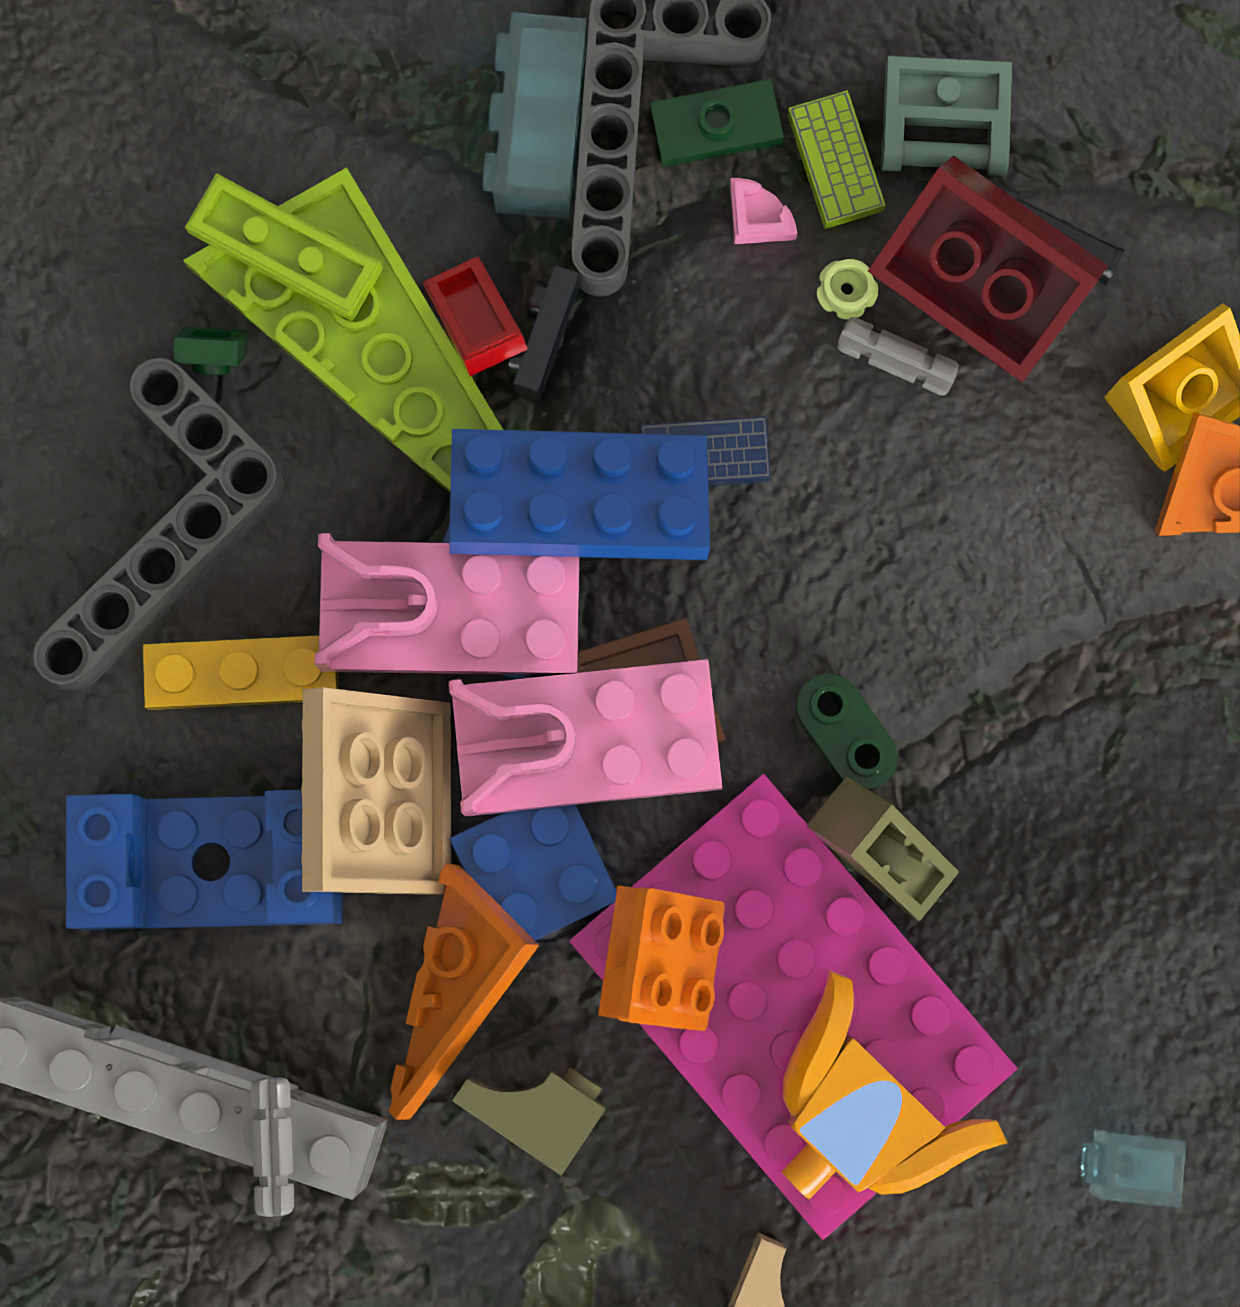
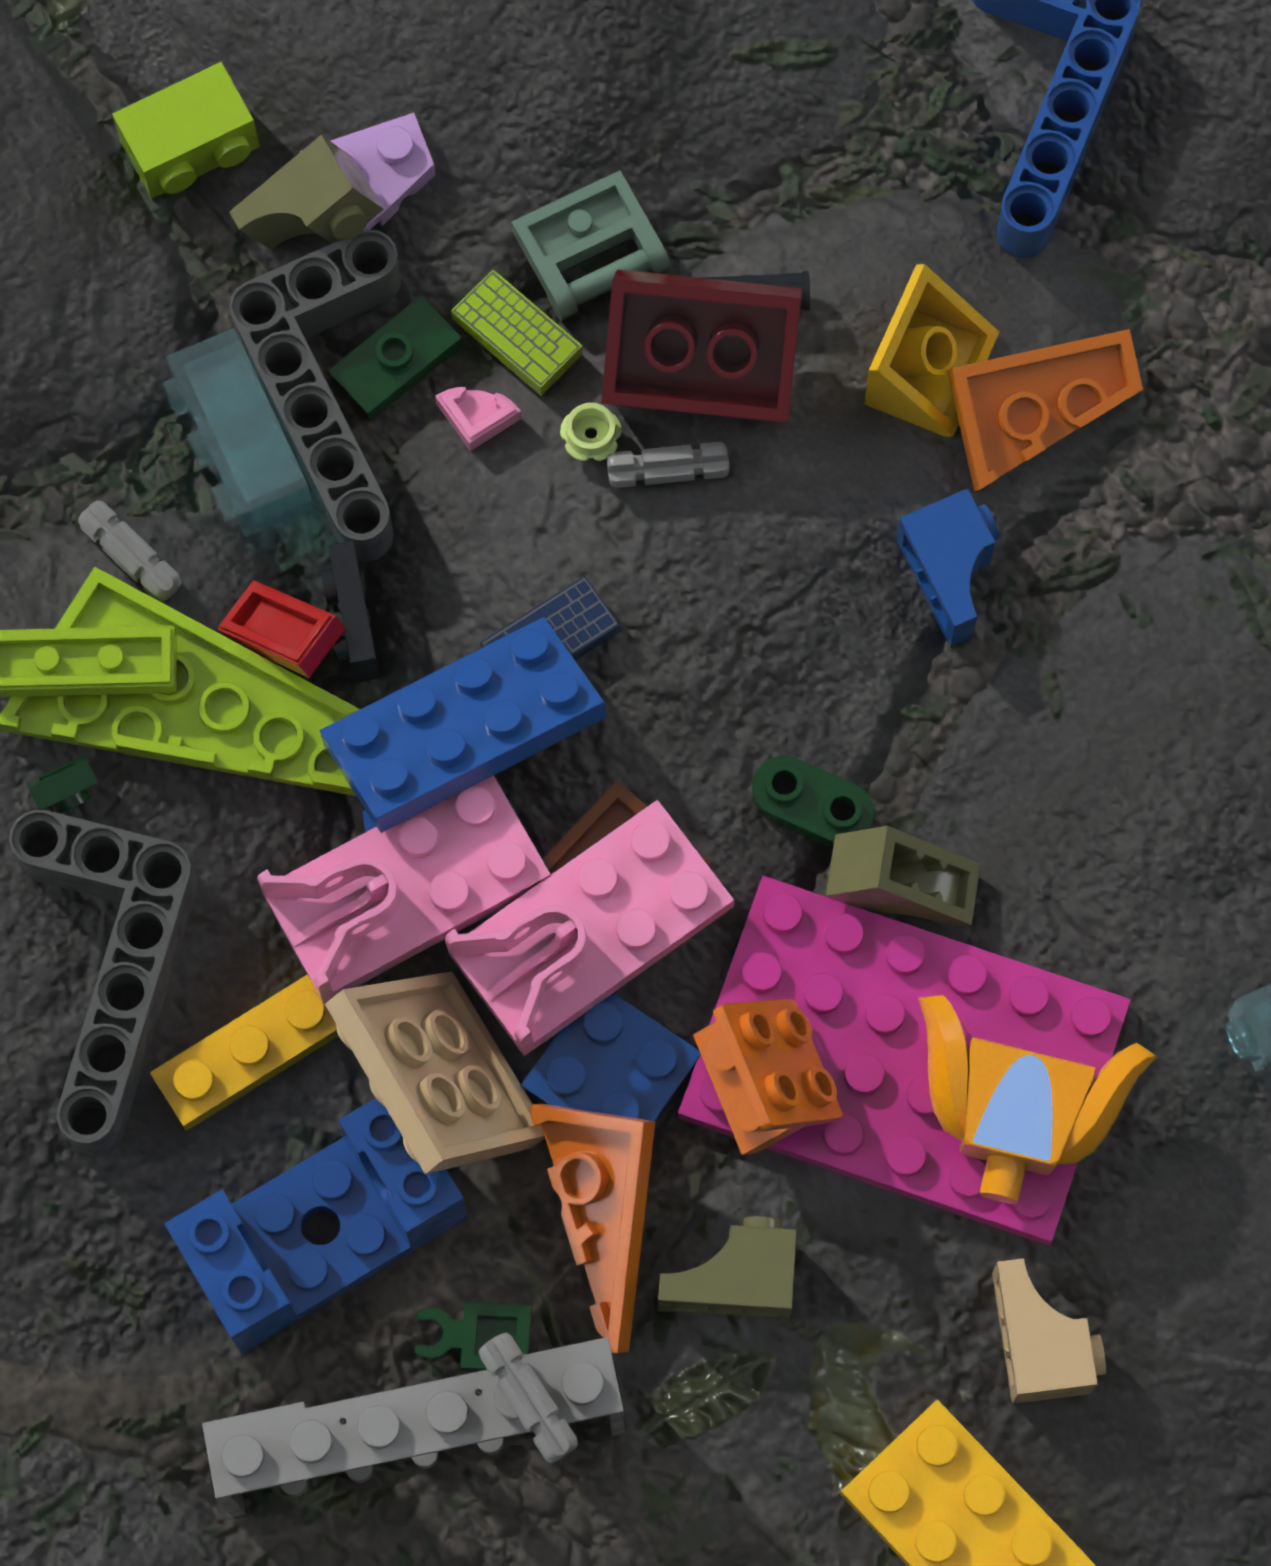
camera: 25 degrees left, 10 degrees down
(295, 1043) = (480, 1324): none -> dark green plate
(387, 169) = (129, 551): none -> light grey axle
(1093, 574) = (945, 550): none -> blue arch

